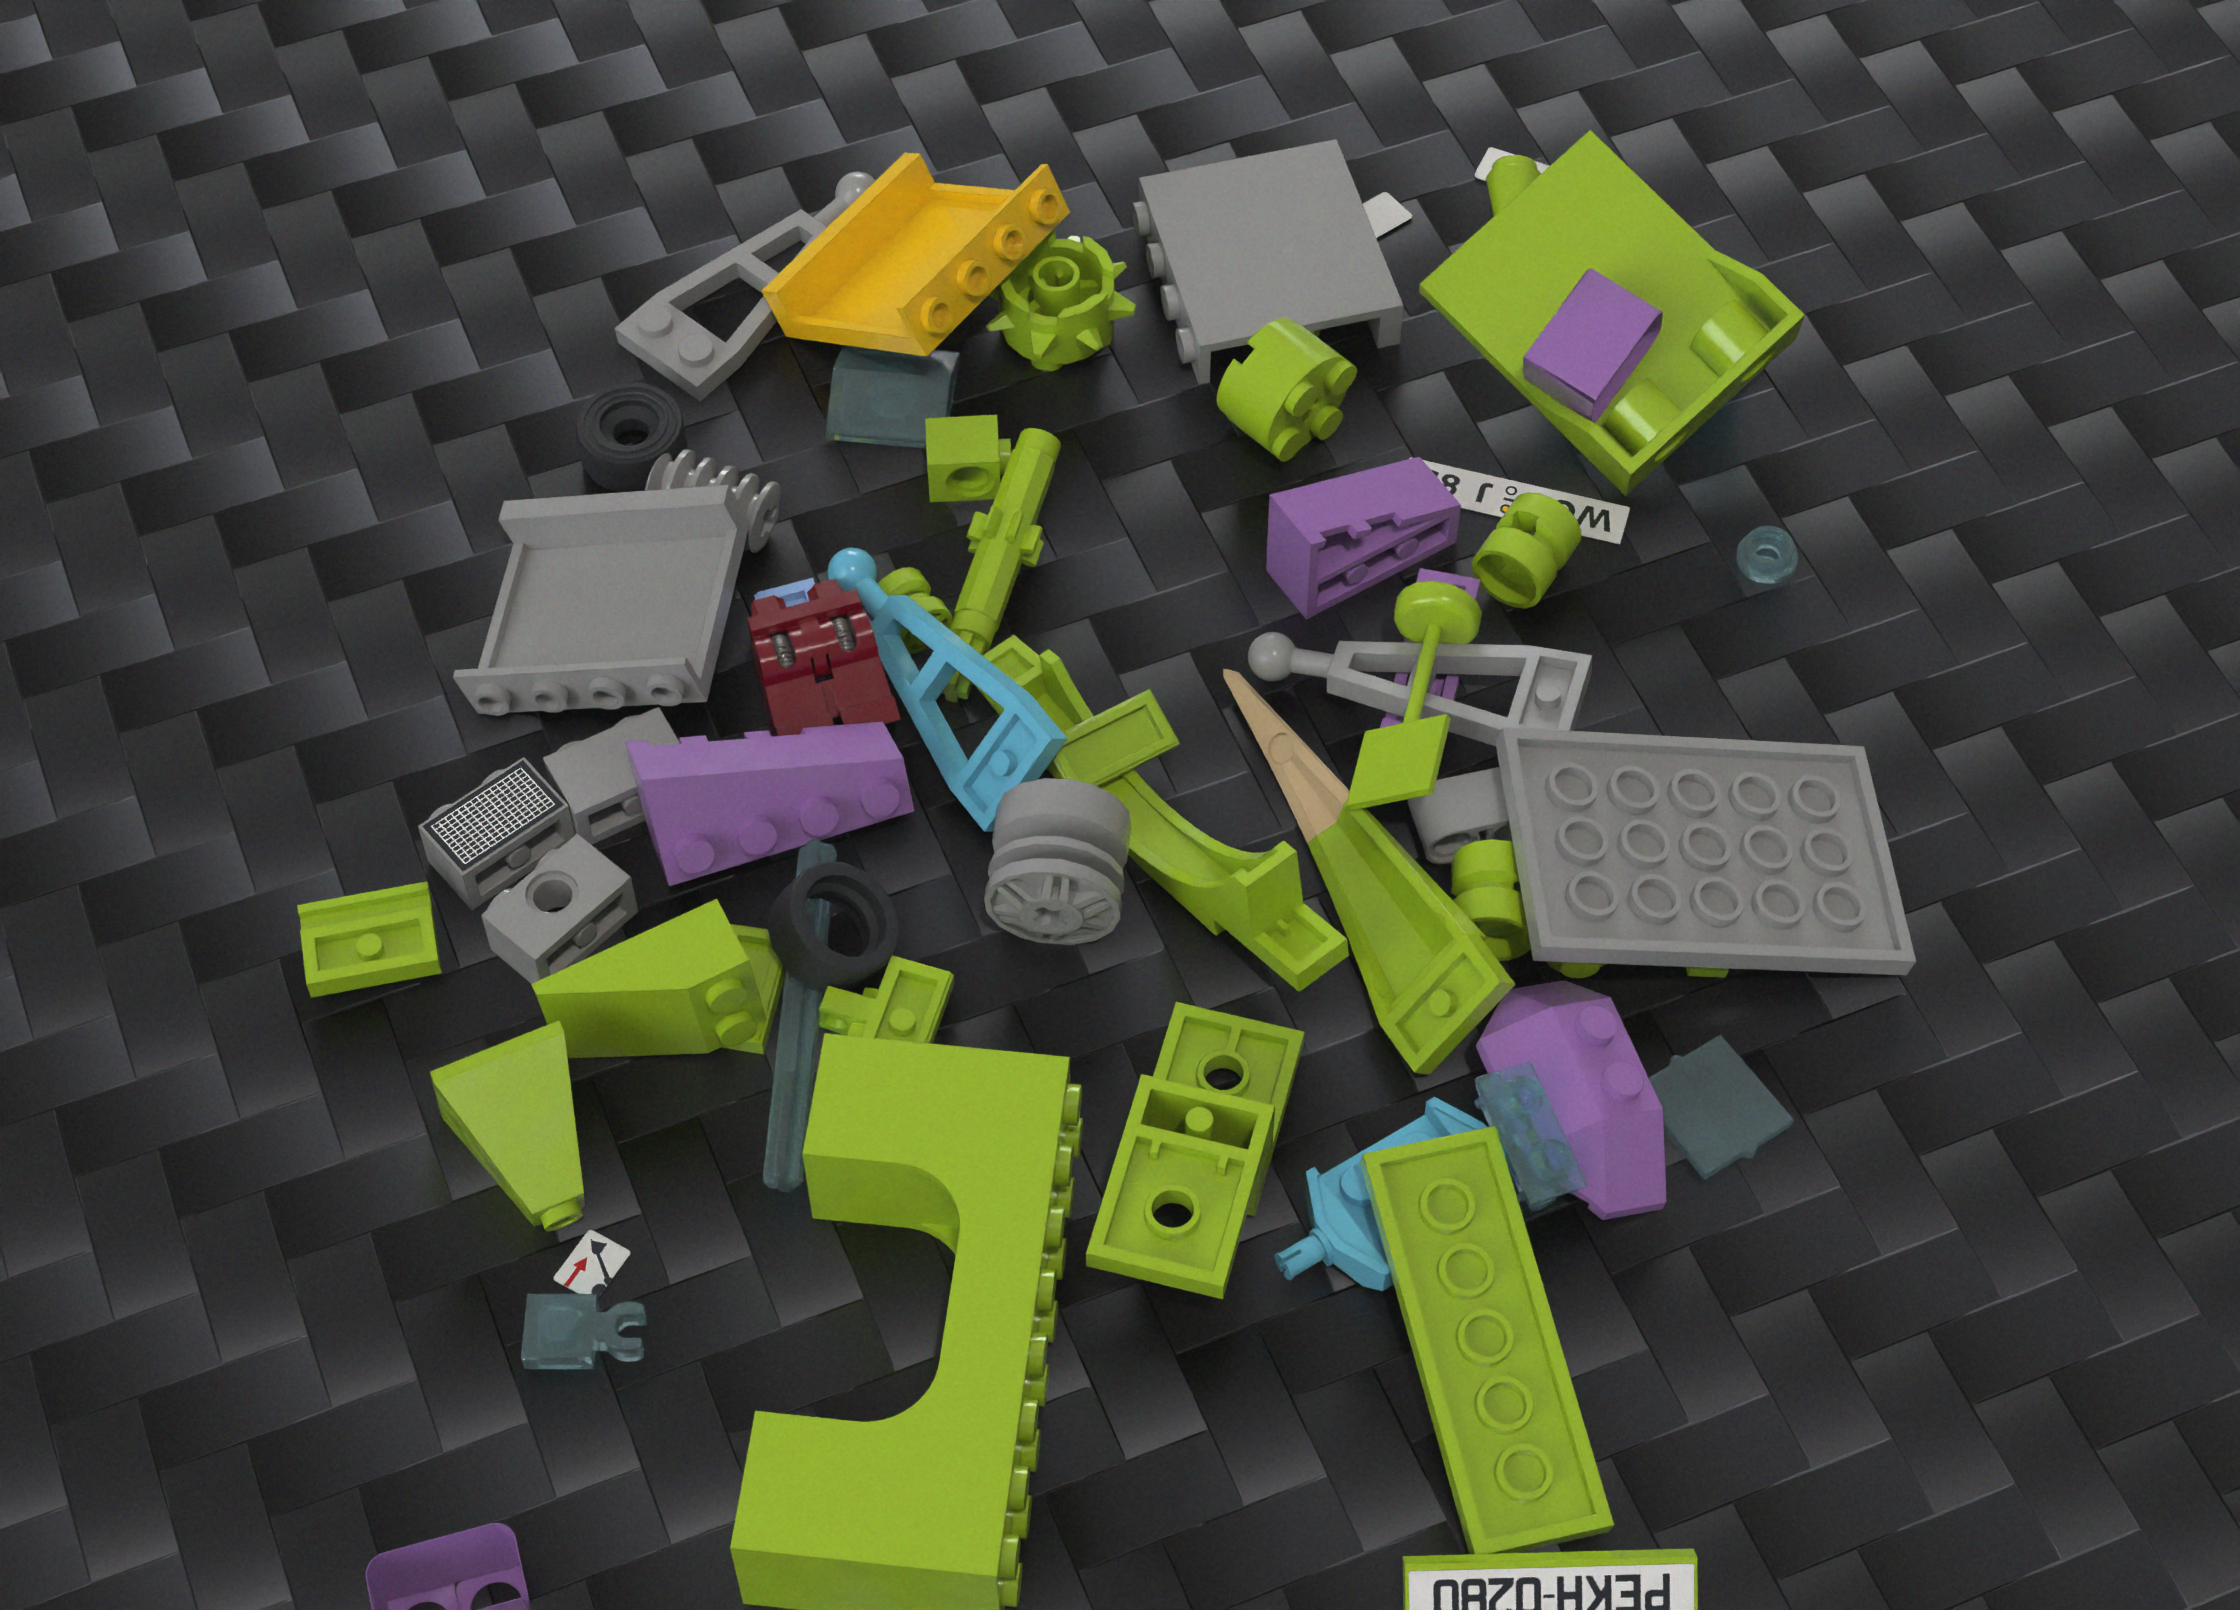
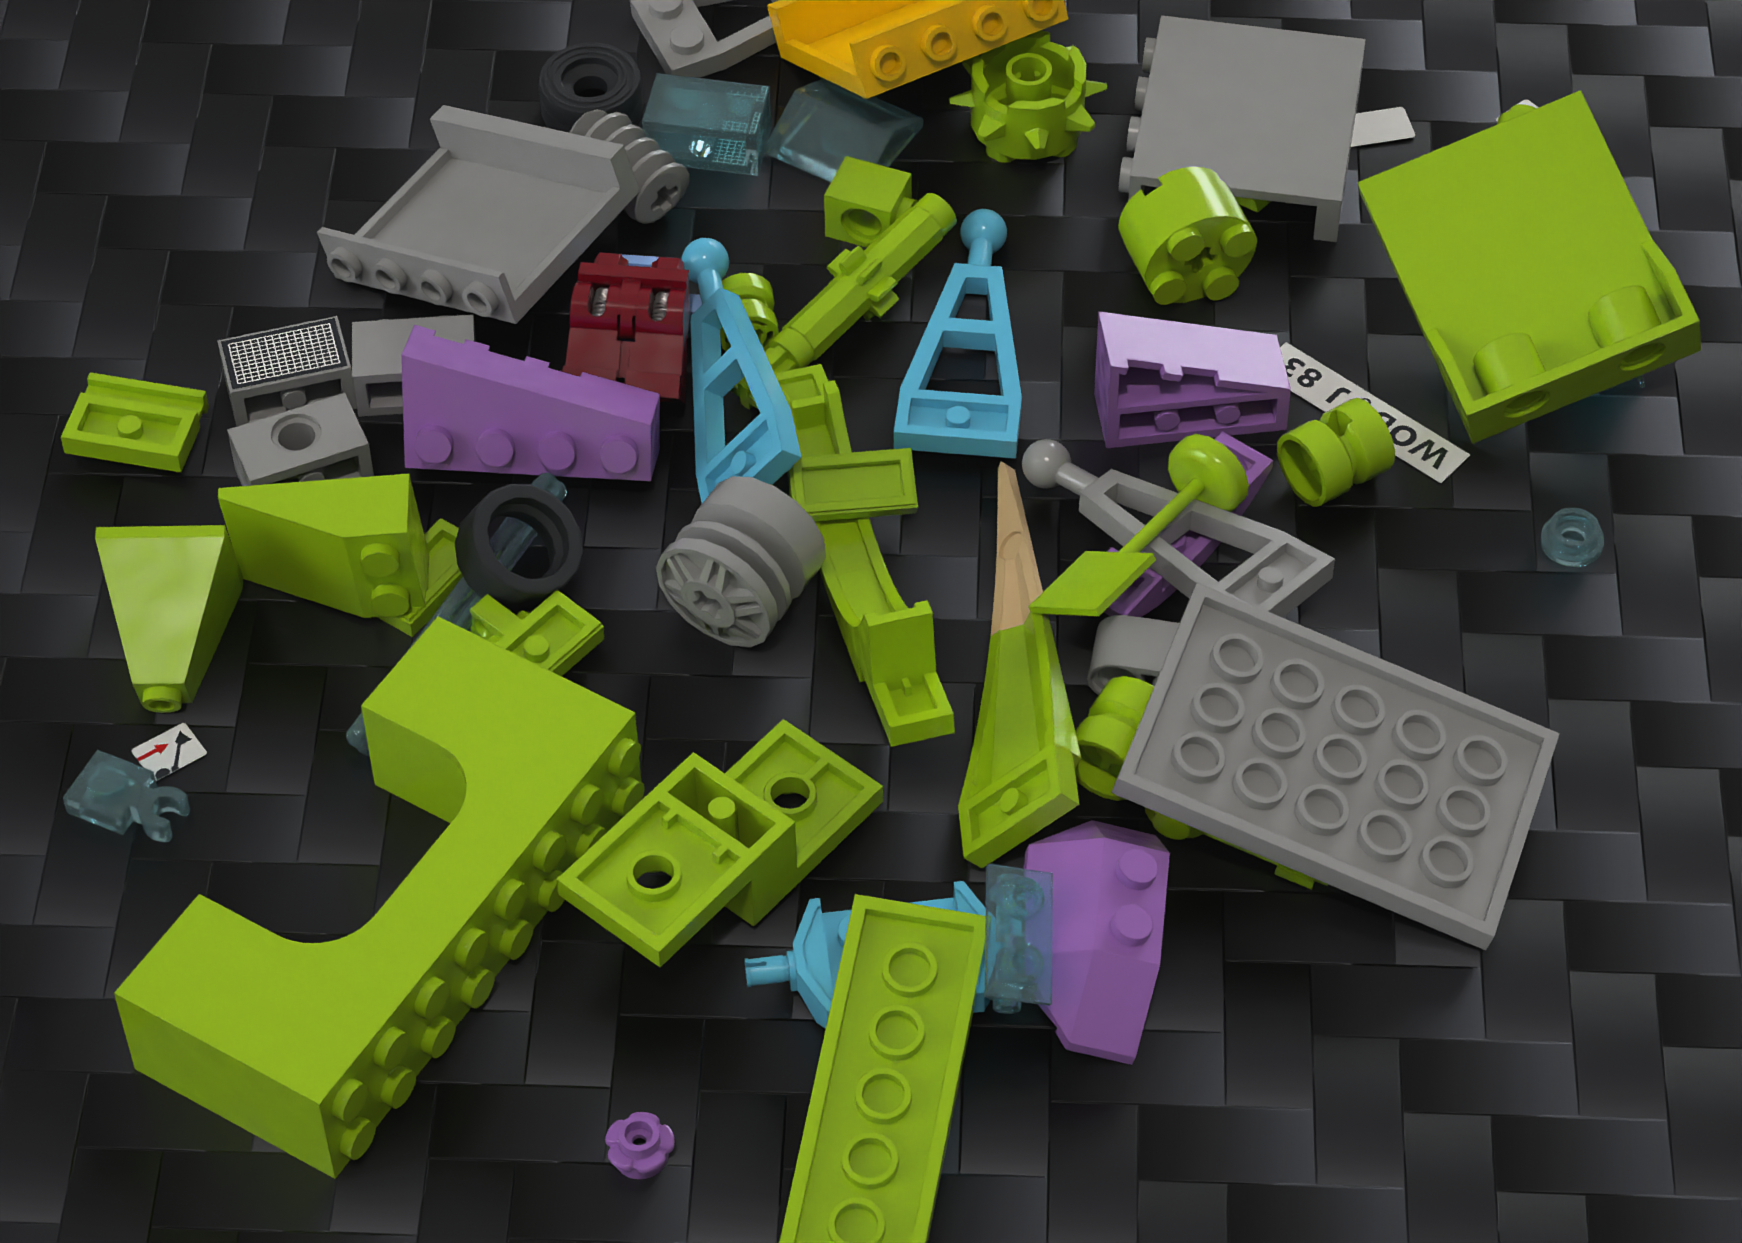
camera: 25 degrees right, 5 degrees down
(767, 427) = (710, 122): none -> clear light blue brick
(1157, 645) = (955, 419): none -> medium azure plate
(1274, 1493) = (639, 1160): none -> medium lavender plate
(1592, 345) = (1485, 285): medium lavender piece -> none
(1716, 1107) = (1231, 995): clear light blue piece -> none

